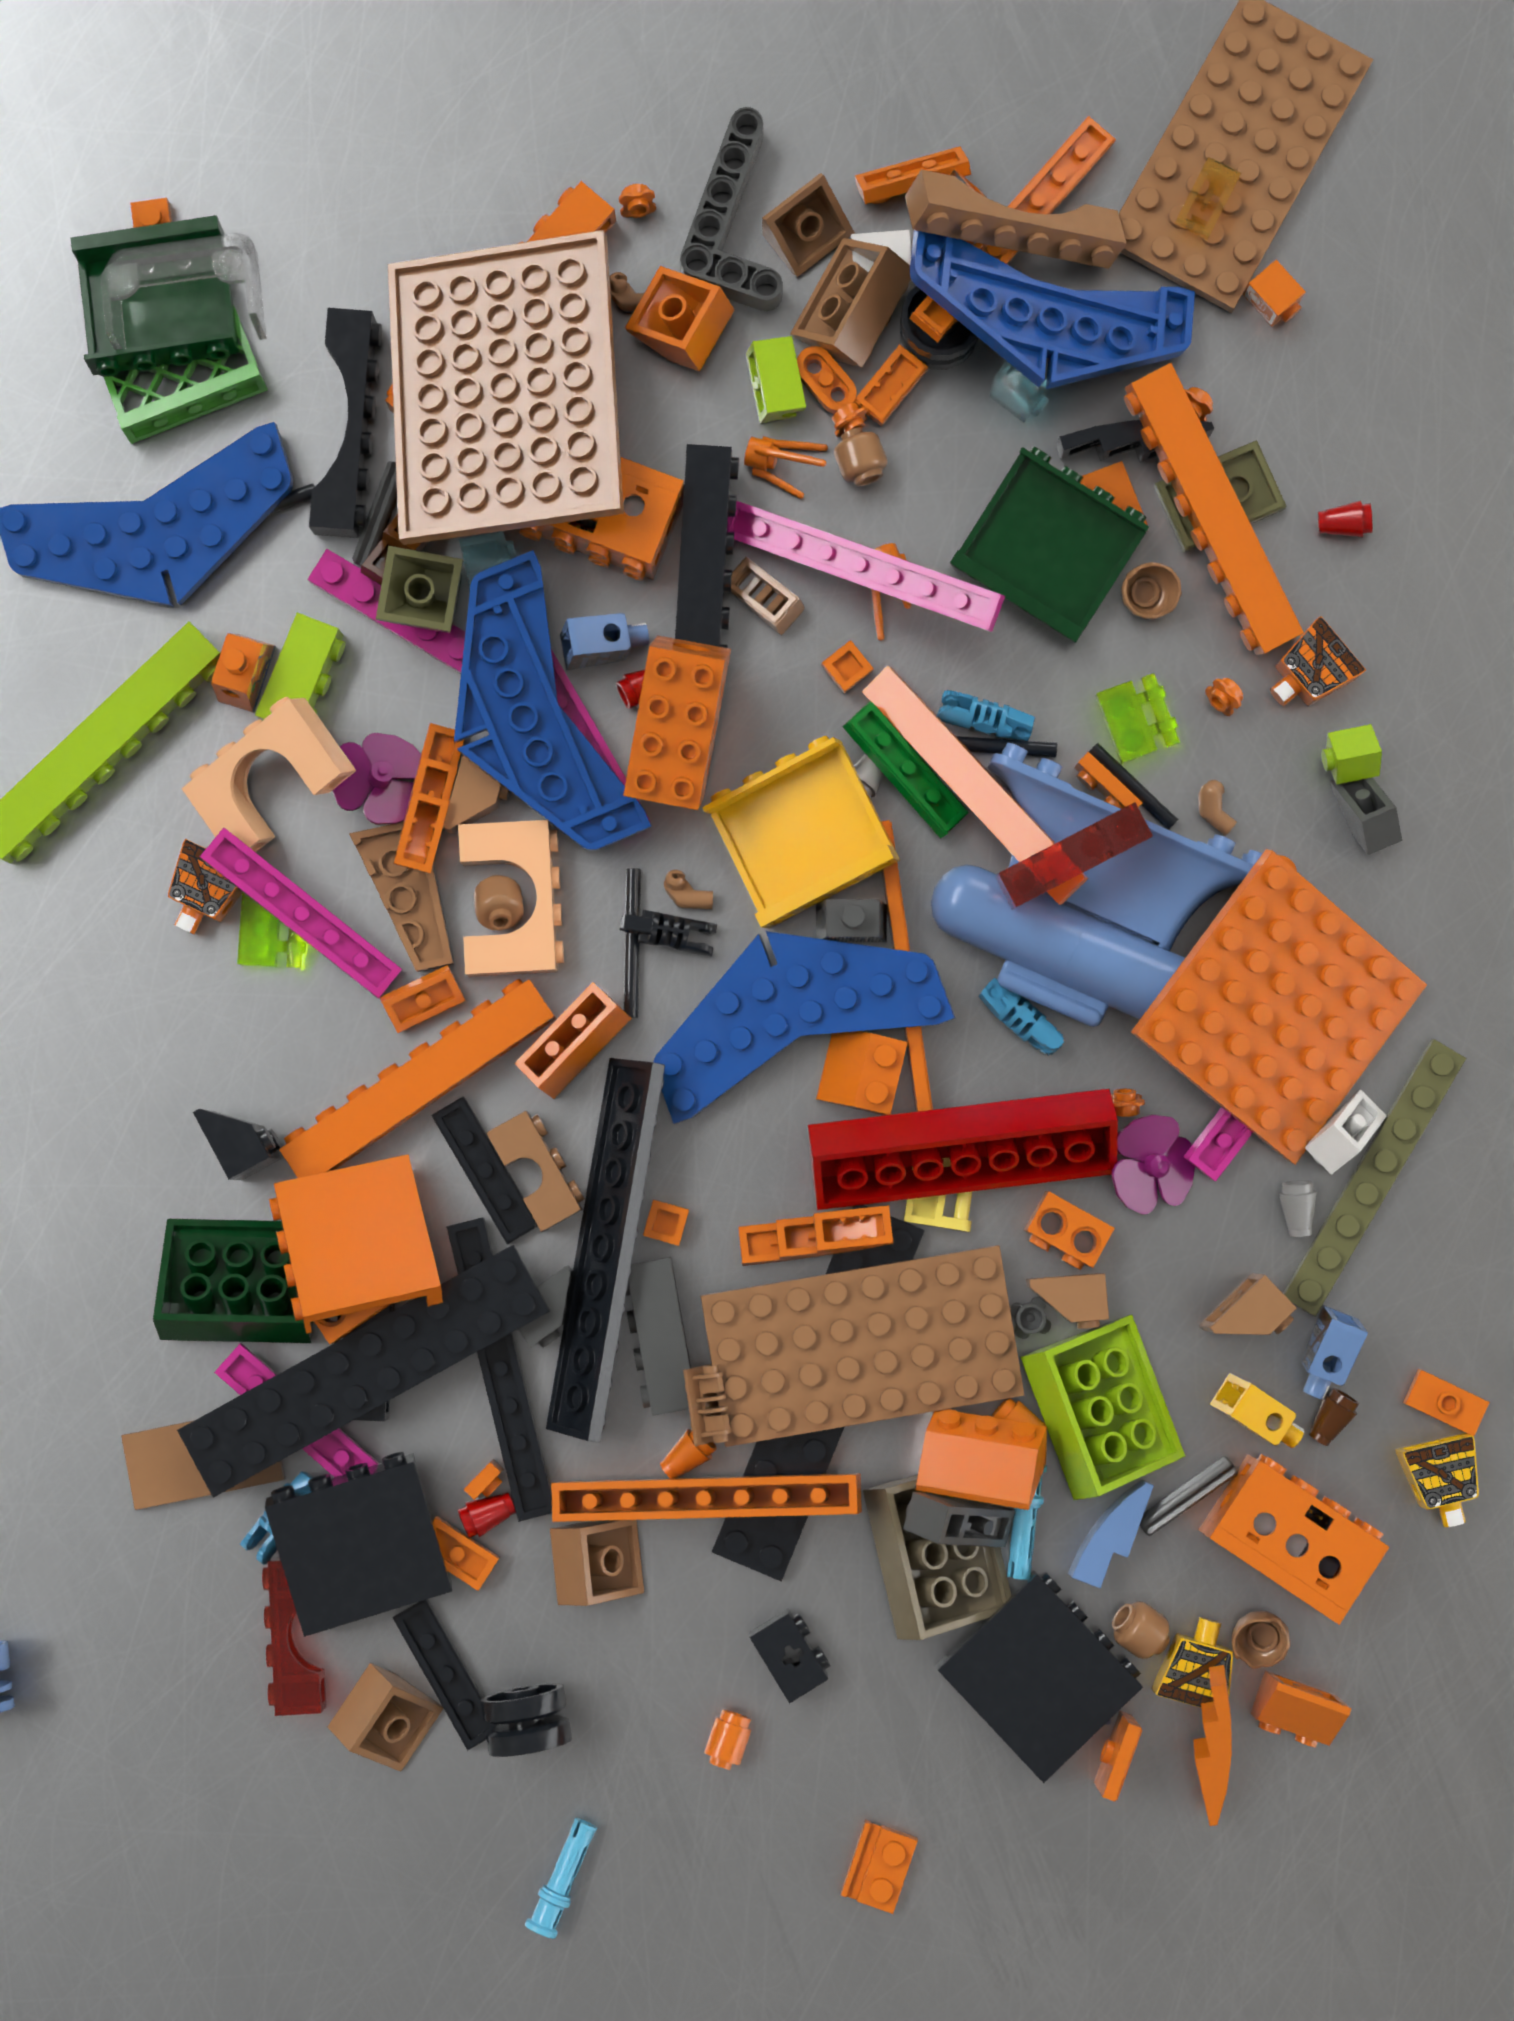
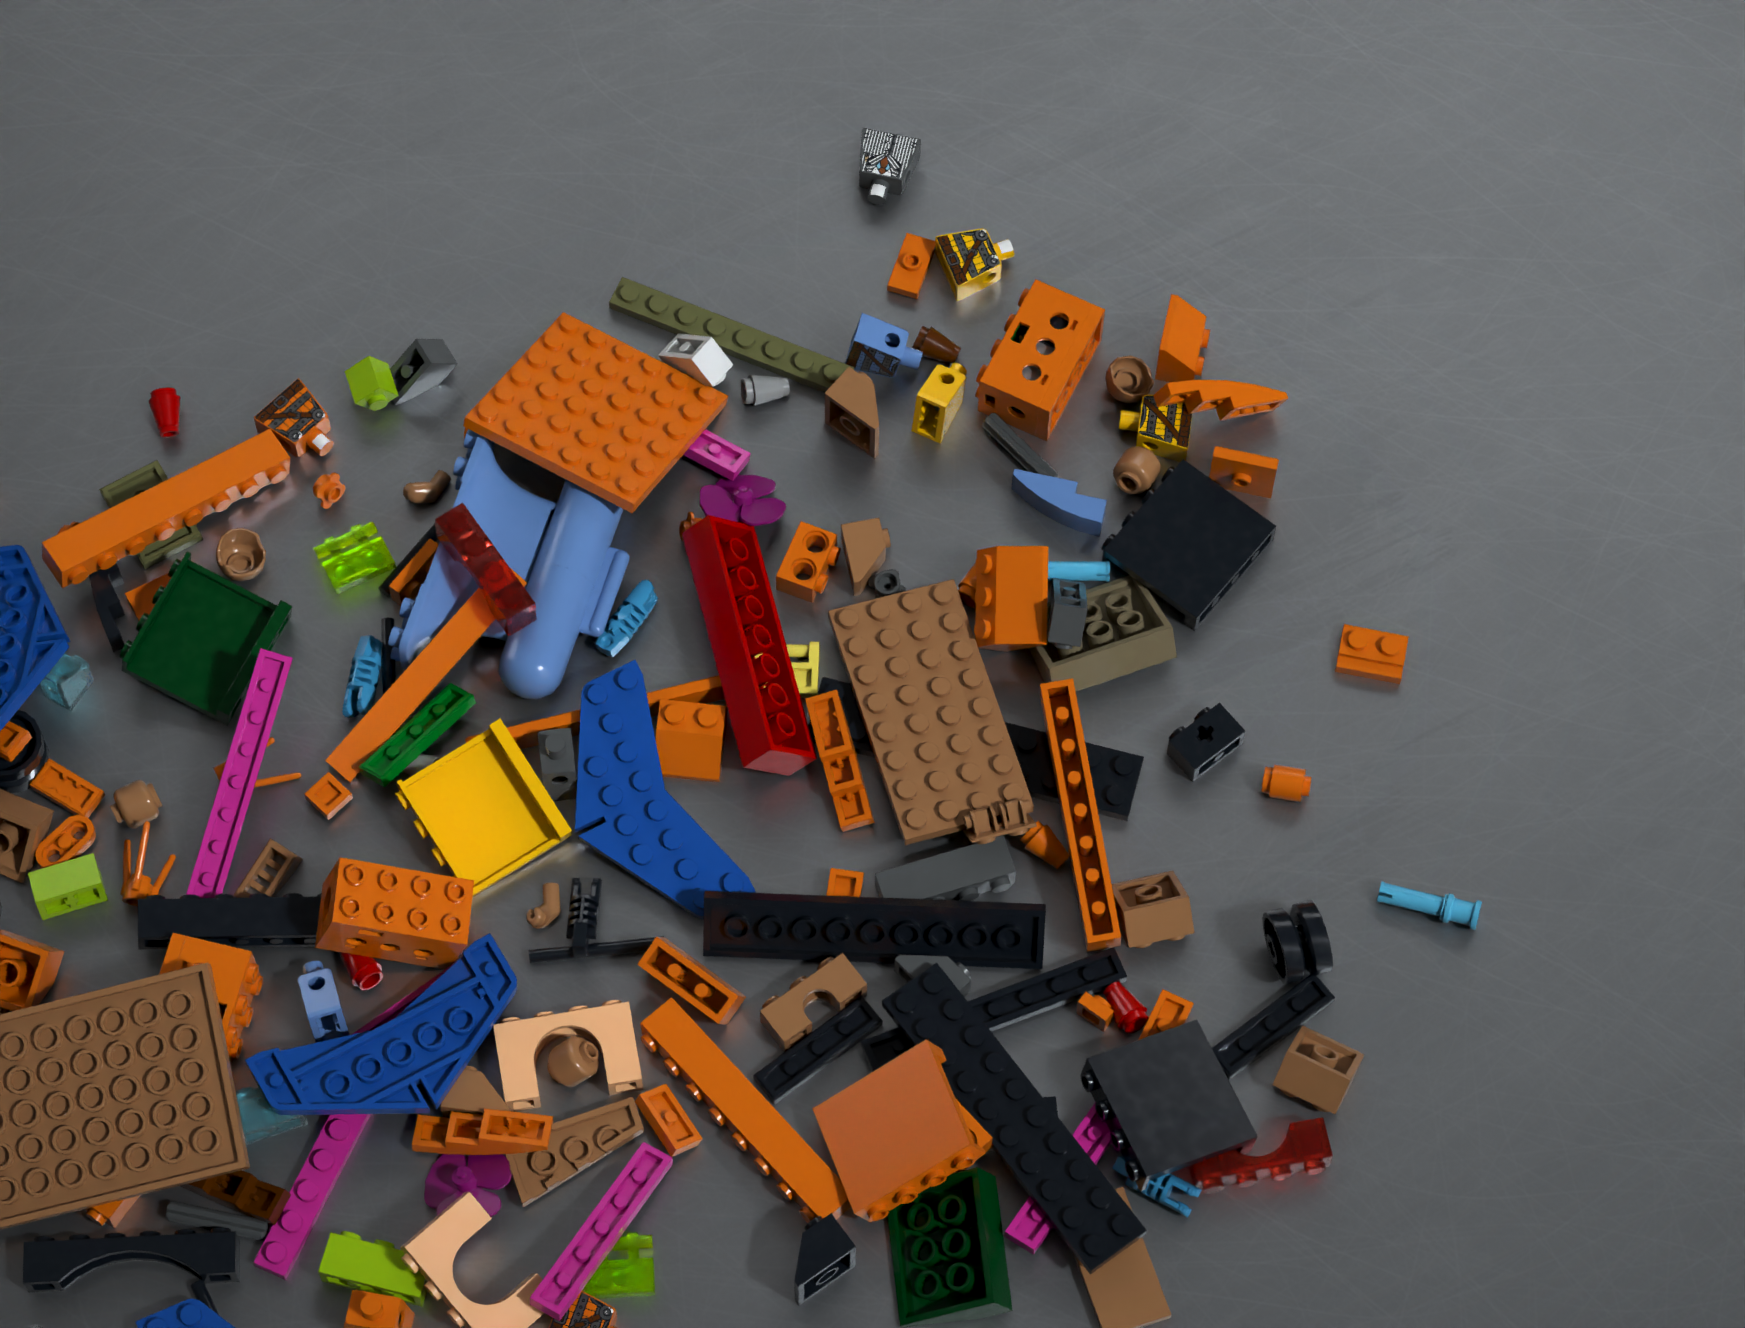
camera: 100 degrees left, 20 degrees down
(419, 589) = (289, 1158): olive slope -> none
(849, 418) = (102, 819): orange plate -> none
(1103, 1408) = (954, 516): lime slope -> none

